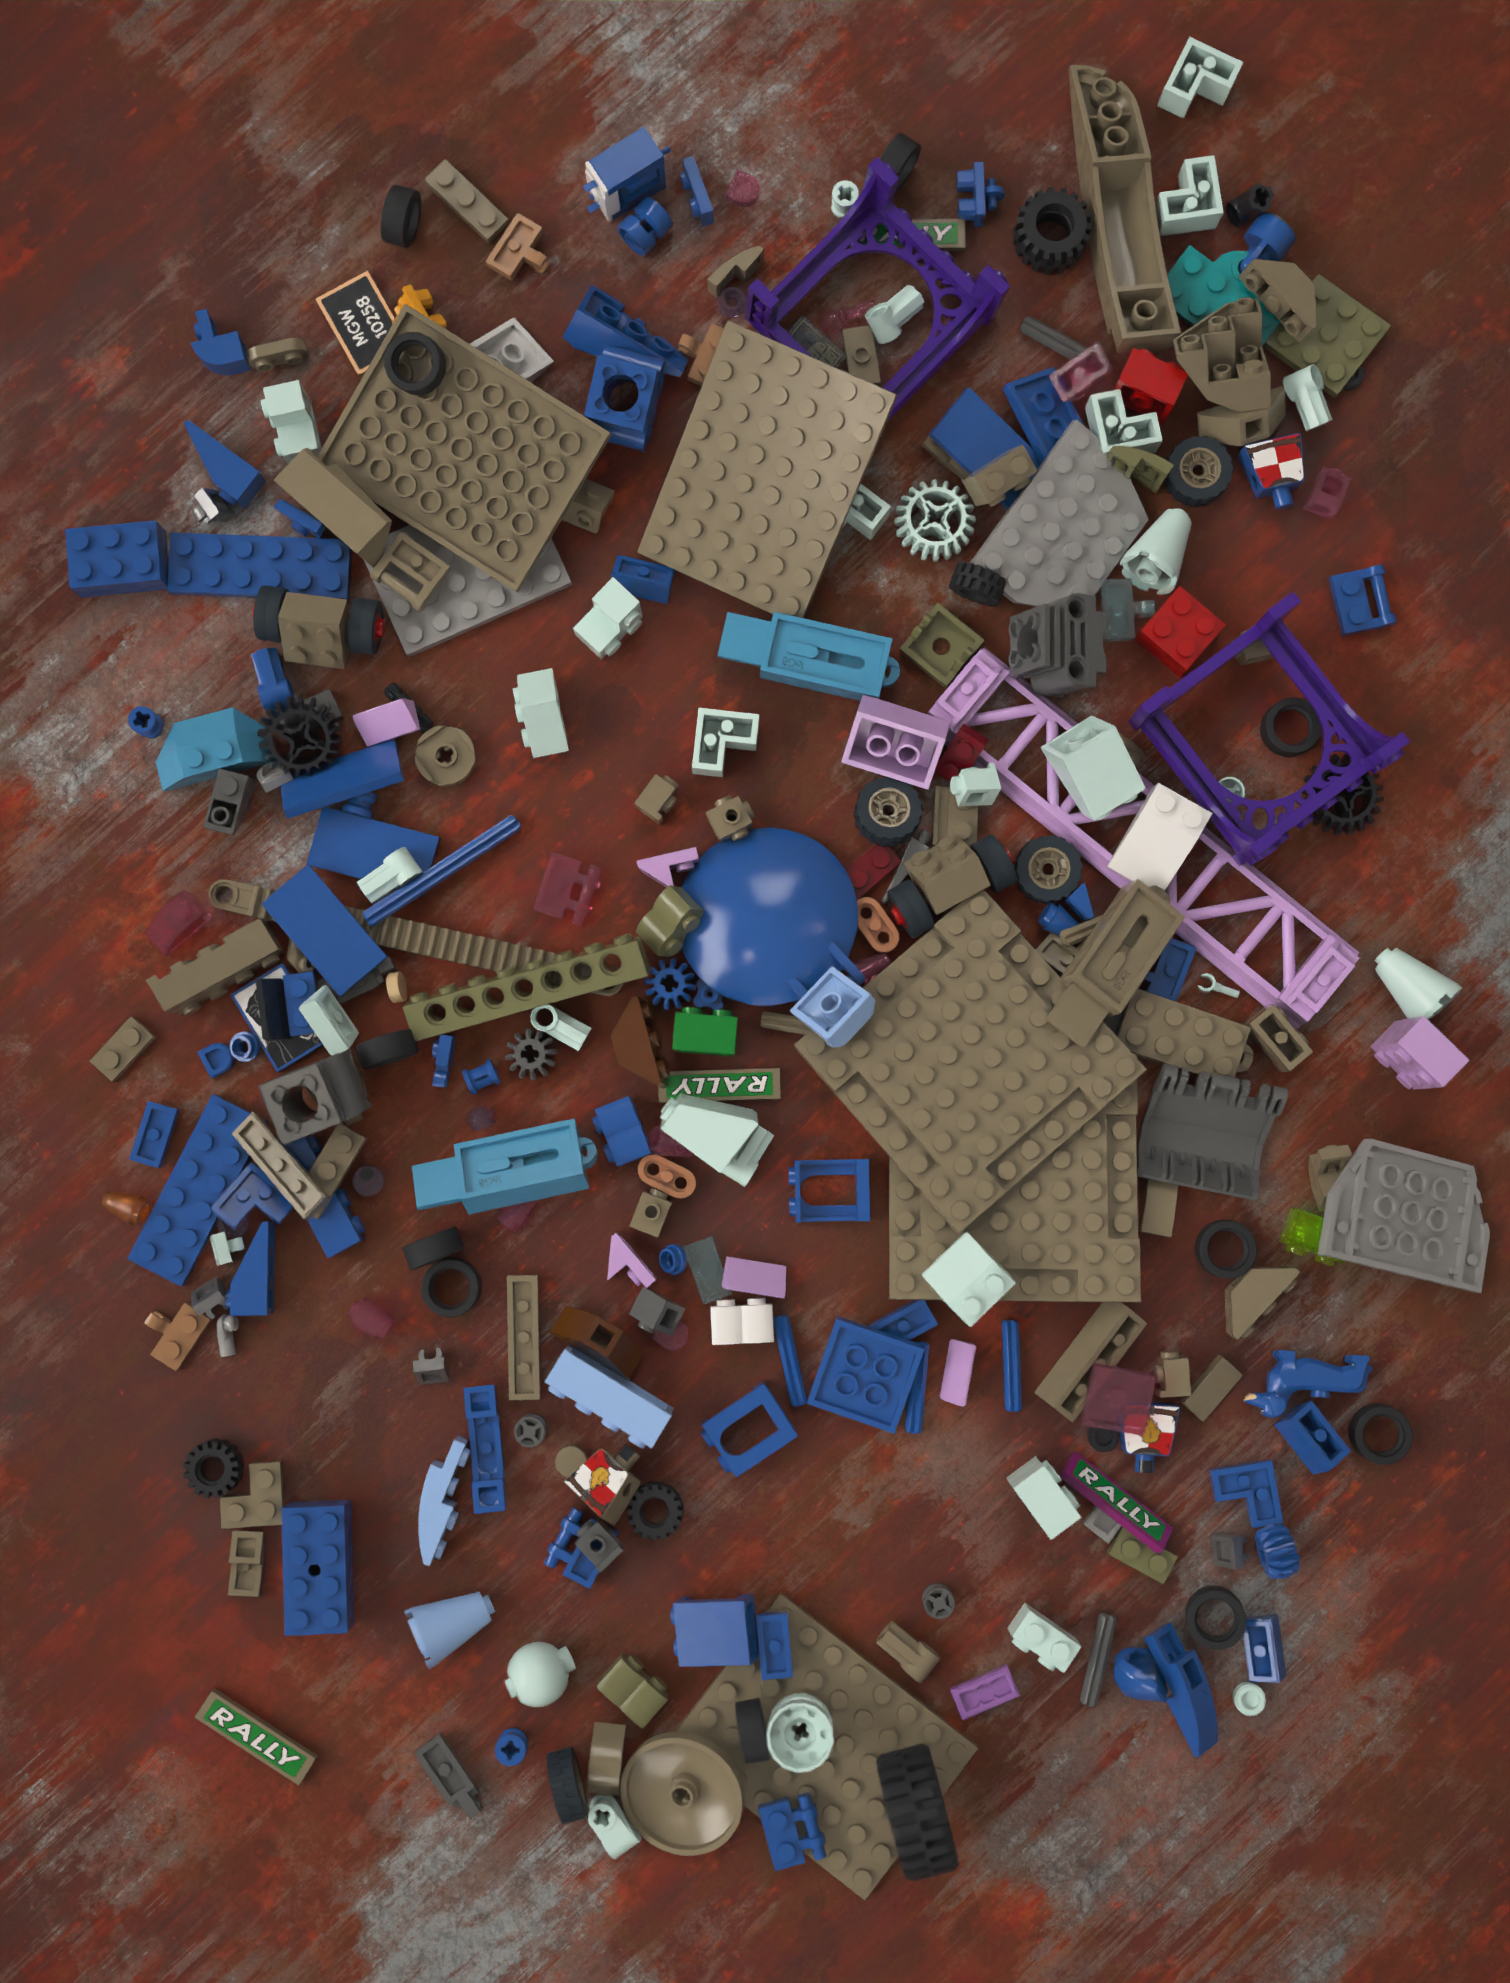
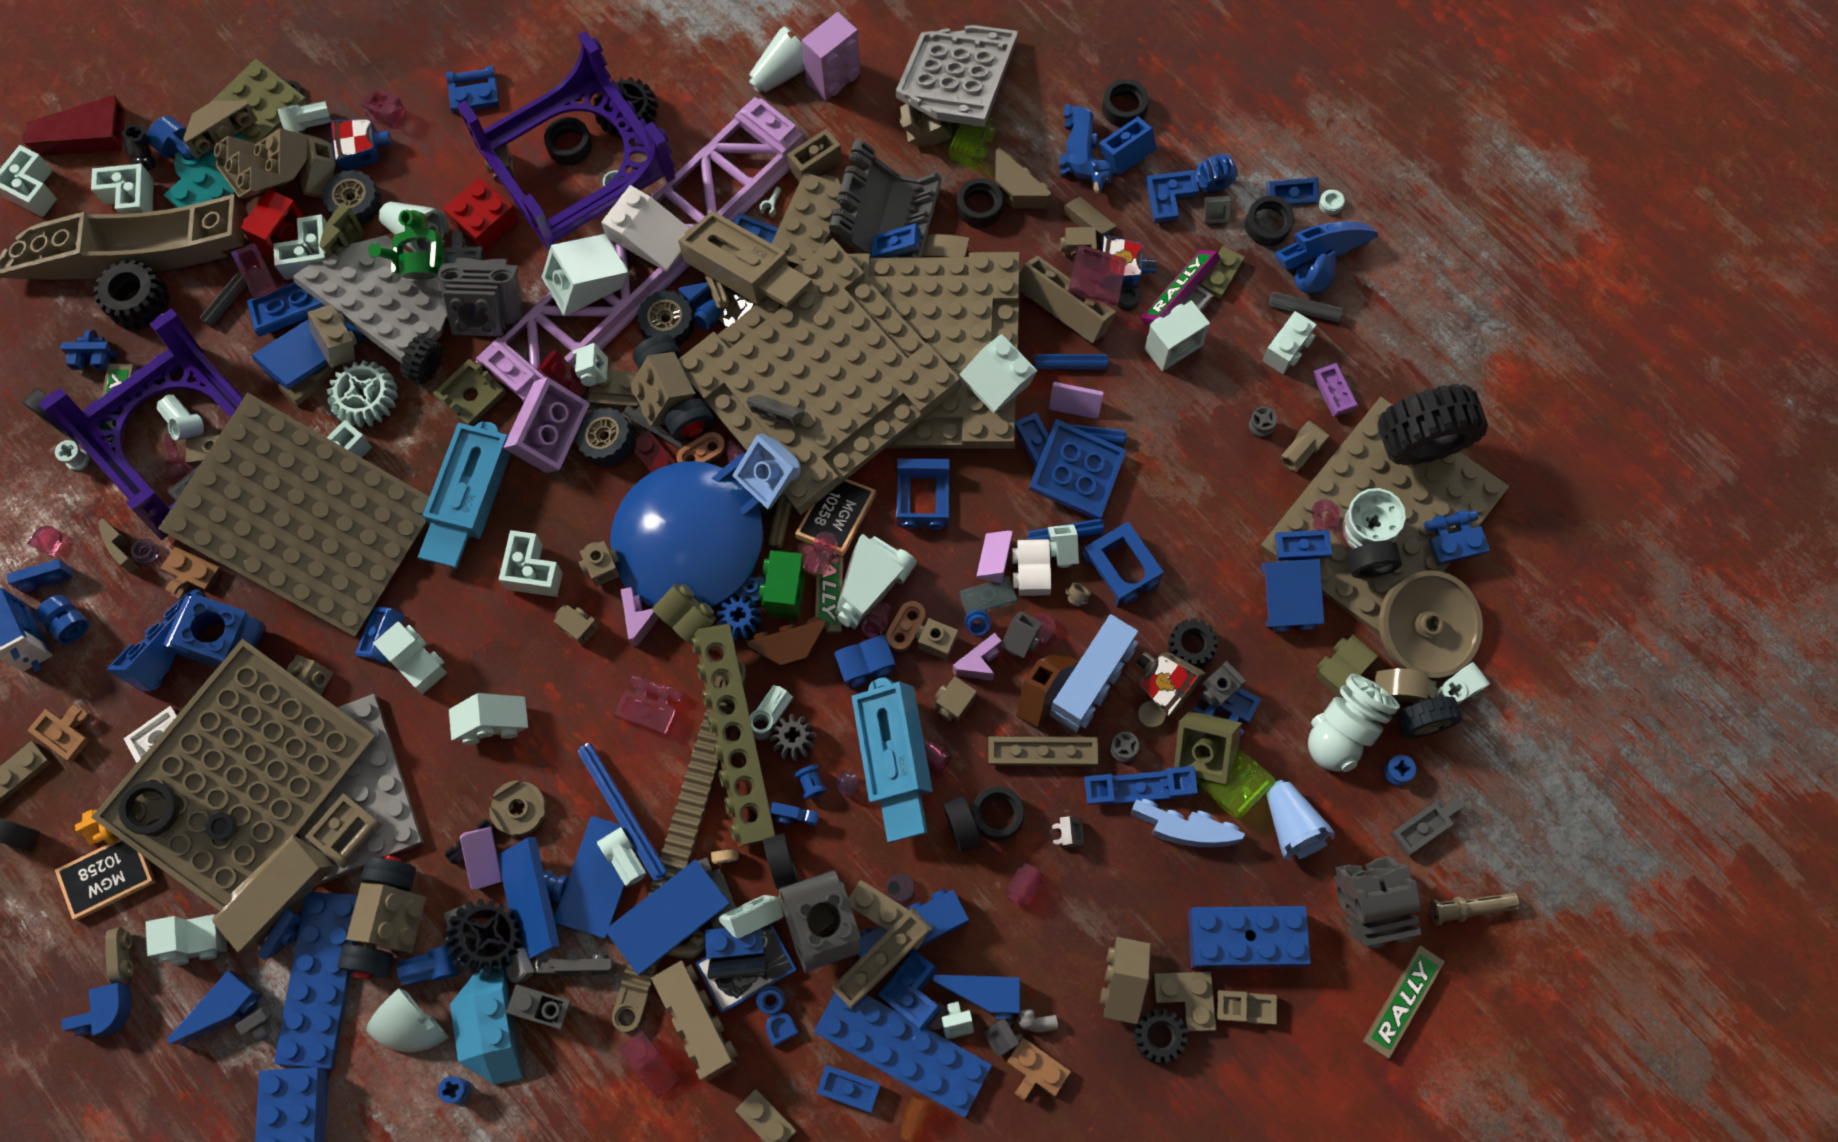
camera: 85 degrees left, 15 degrees down
(207, 665) = (404, 1026): none -> light aqua brick
(267, 1433) = (1126, 980): none -> dark tan brick
(275, 833) = (575, 966): none -> dark grey hinge
(353, 1715) = (1378, 901): none -> dark grey piece
(356, 1809) = (1461, 908): none -> dark tan pin
(403, 441) = (221, 826): none -> black tile
(493, 1556) = (1244, 788): none -> clear neon green slope
(530, 1526) = (1207, 745): none -> olive slope
(570, 1706) = (1361, 710): none -> light aqua wheel
(579, 1234) = (954, 700): none -> dark tan brick
(711, 1376) = (1078, 594): none -> dark tan plate
(741, 1074) = (820, 554): none -> clear pink hips
(768, 1359) = (1064, 545): none -> light aqua brick
(795, 1090) = (838, 513): none -> black tile
(811, 1674) = (1328, 520): none -> clear pink brick
(914, 1013) = (775, 410): none -> dark grey slope
(1095, 561) = (412, 264): none -> green piece
(1157, 1146) = (896, 242): none -> blue plate
(1278, 128) = (80, 129): none -> dark red slope

